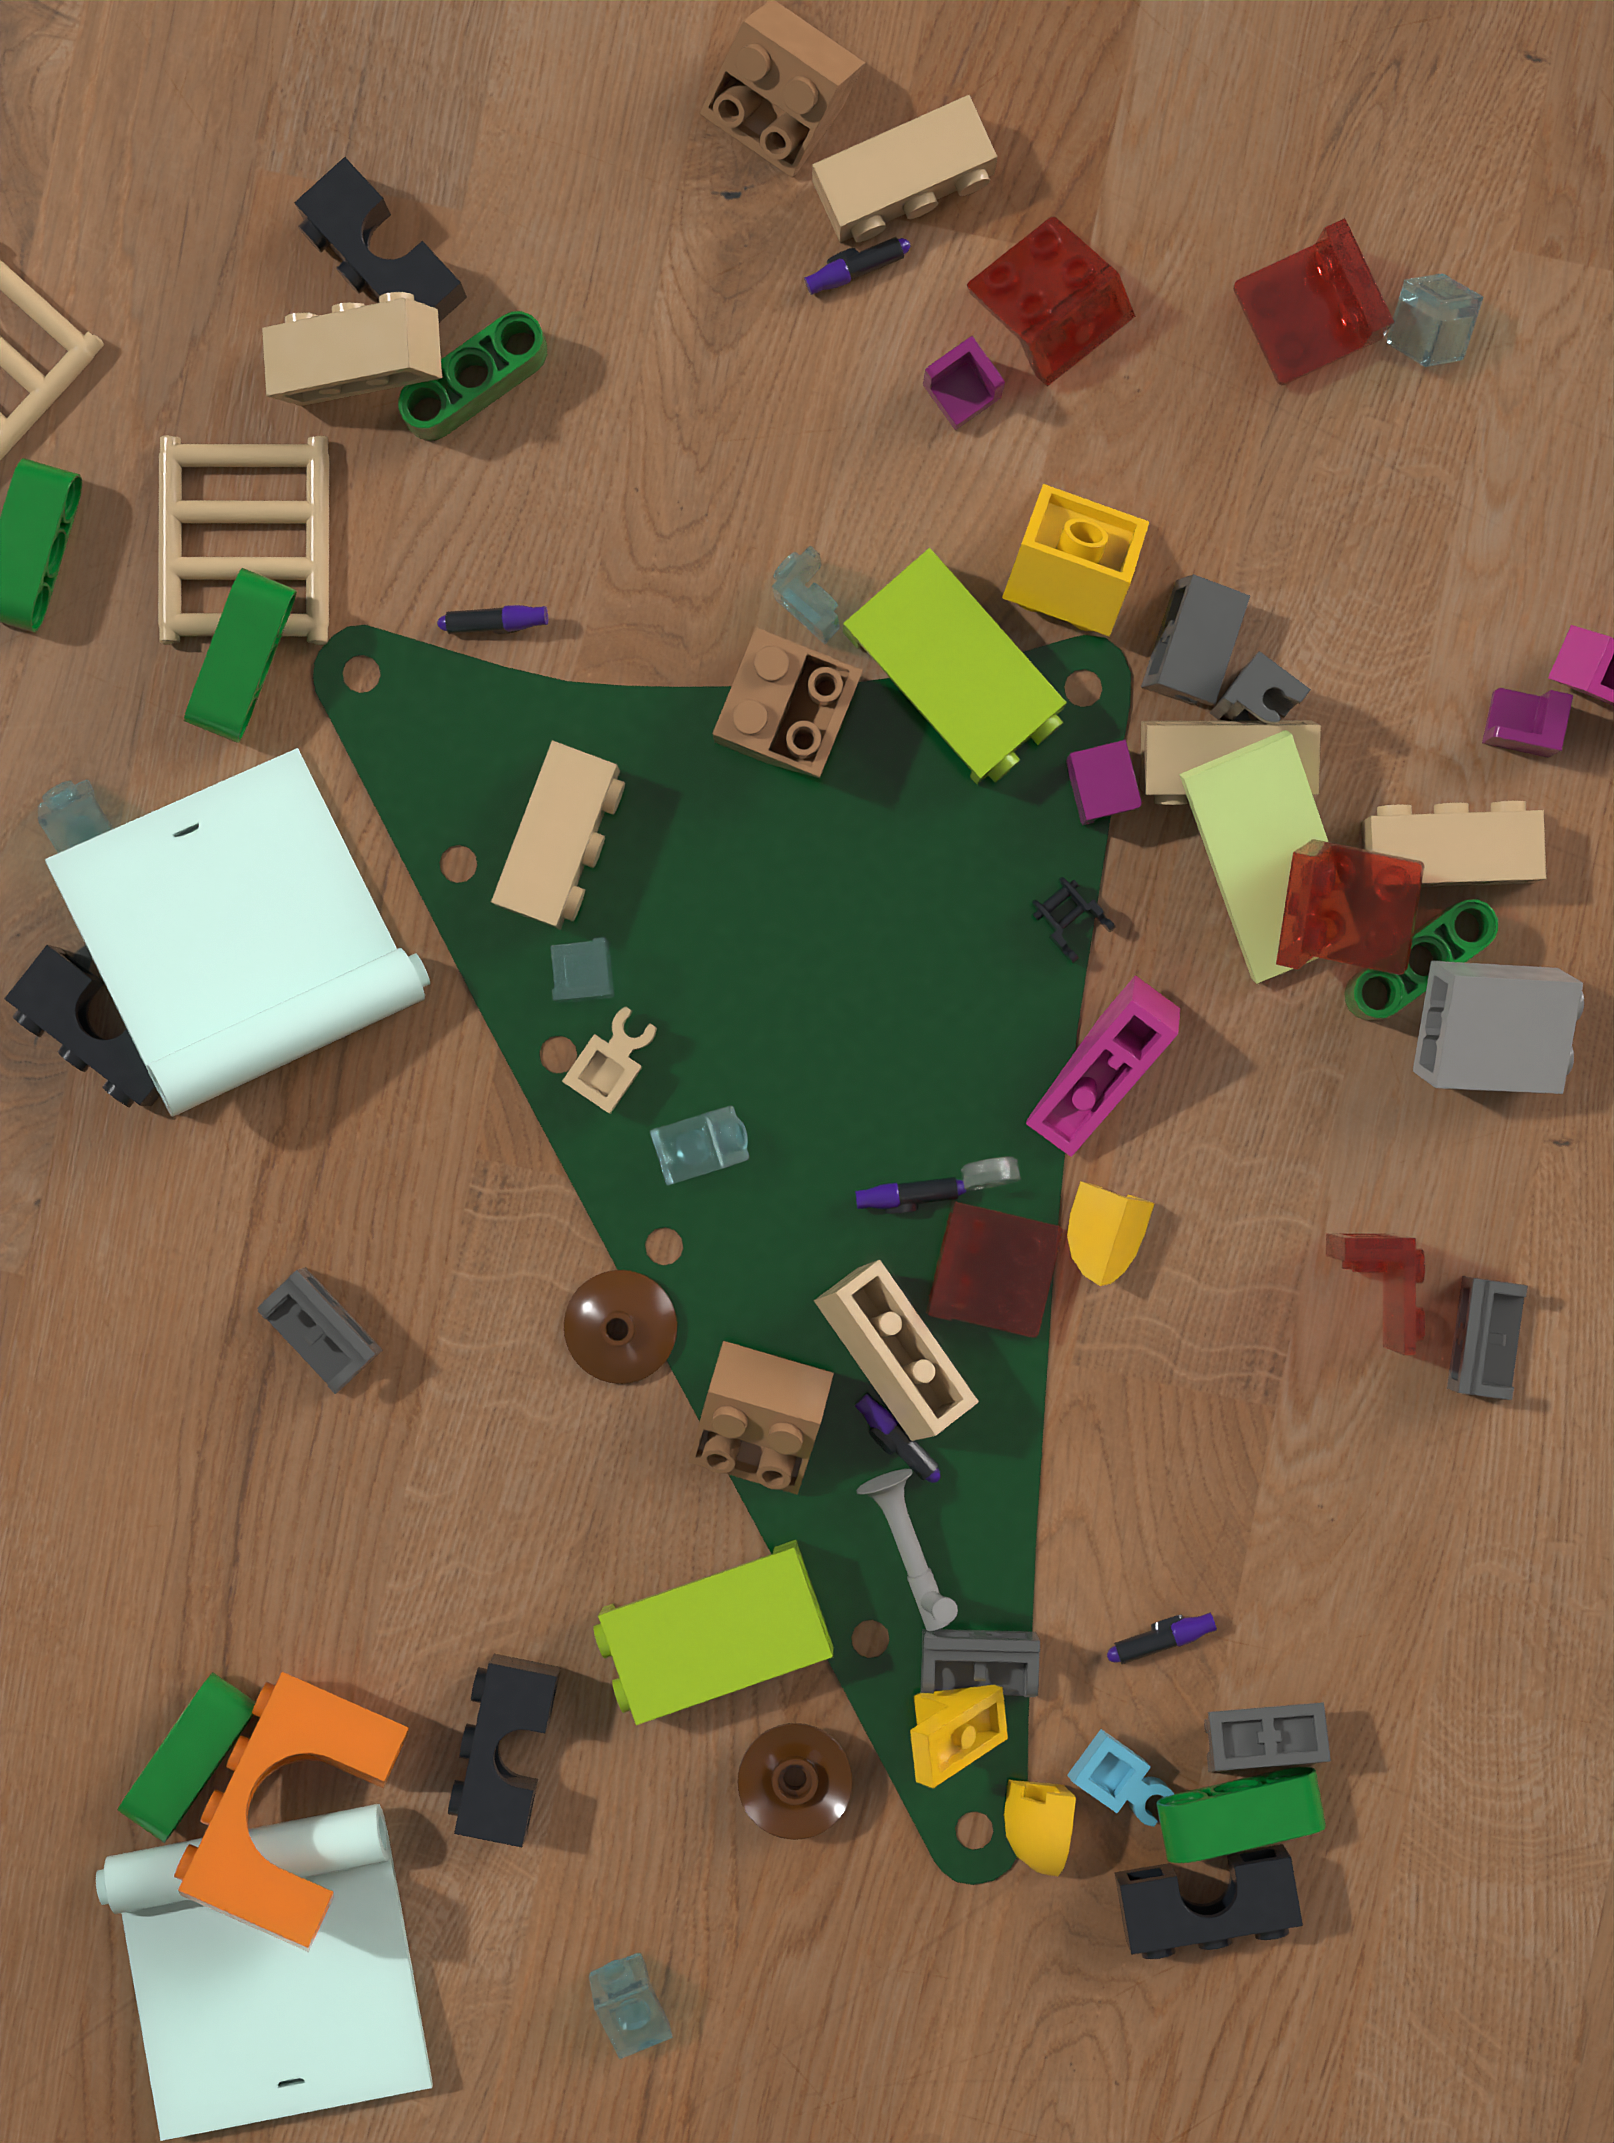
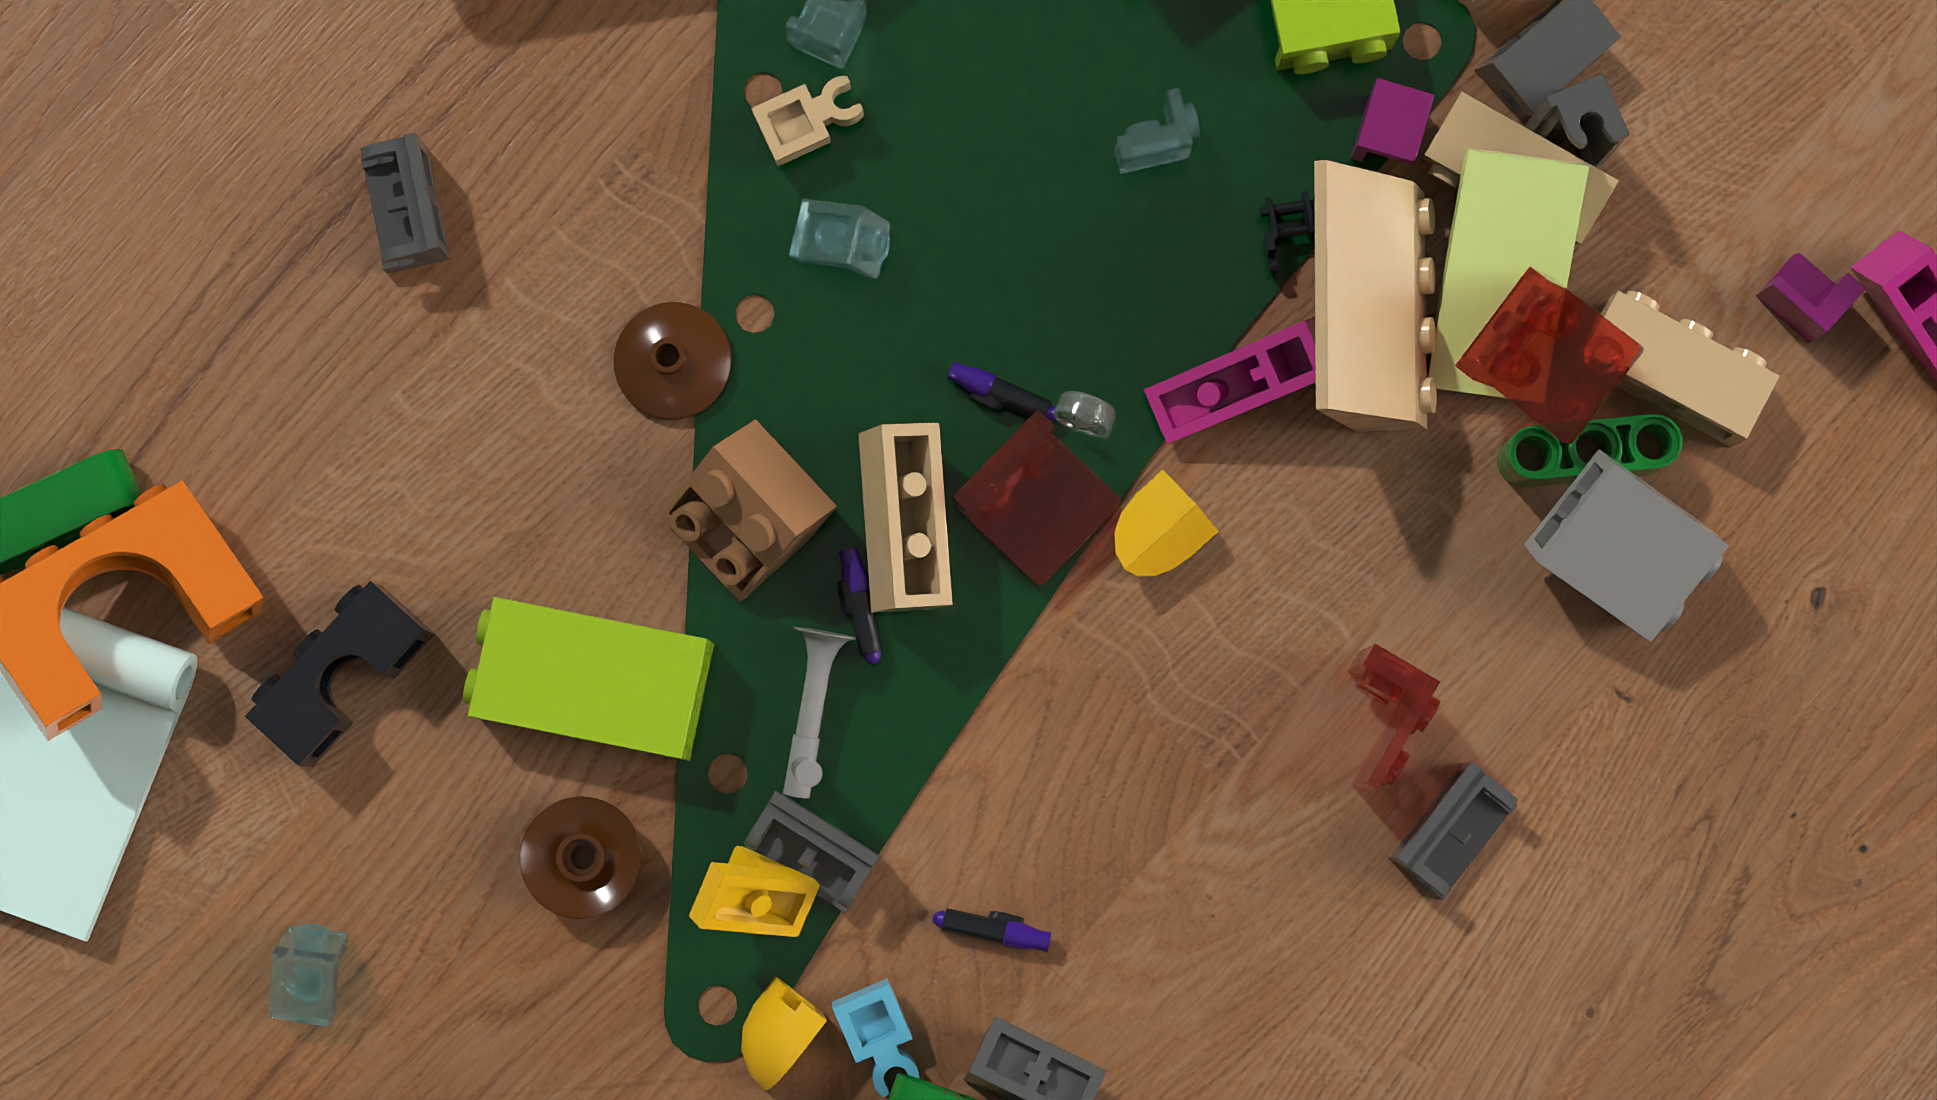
camera: 30 degrees right, 5 degrees down
(912, 914) = (1152, 145): none -> clear light blue bracket
(1177, 949) = (1372, 299): none -> tan slope

